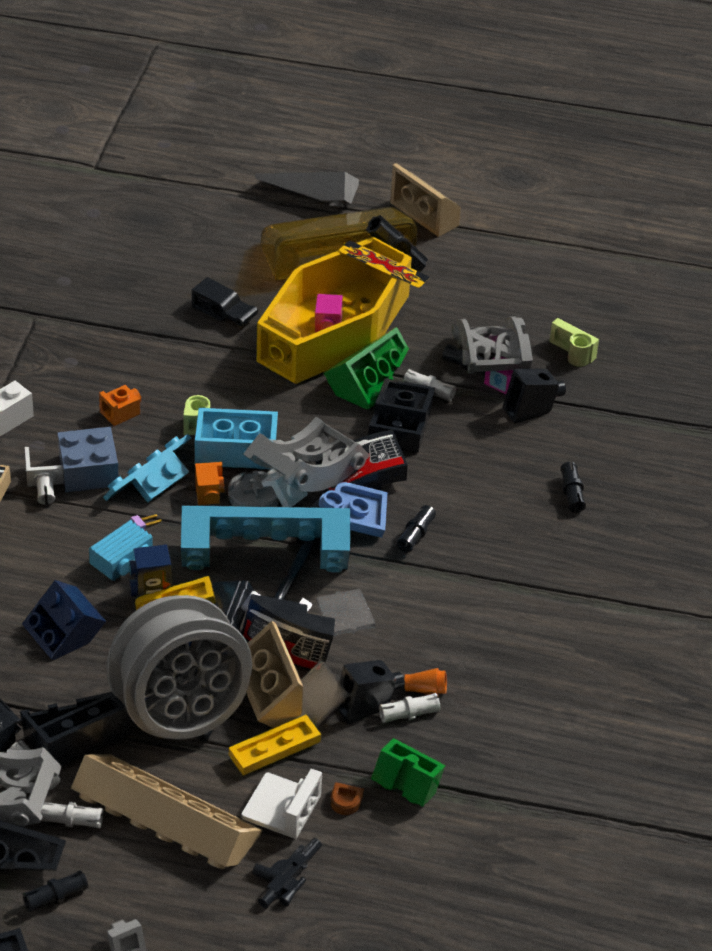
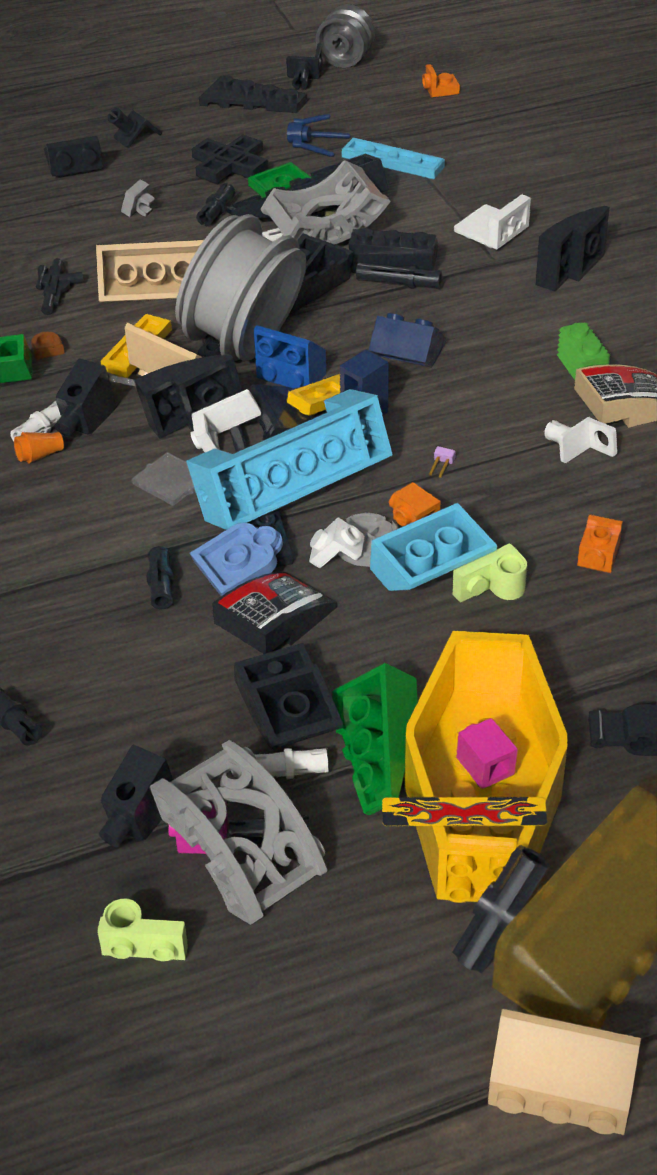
camera: 150 degrees right, 0 degrees up
(87, 458) = (555, 470): sand blue piece -> none
(115, 550) = (425, 414): medium azure brick -> none
(156, 475) = (483, 493): medium azure bracket -> none
(284, 803) = (93, 314): white bracket -> none
(309, 446) = (360, 519): light grey fence -> none

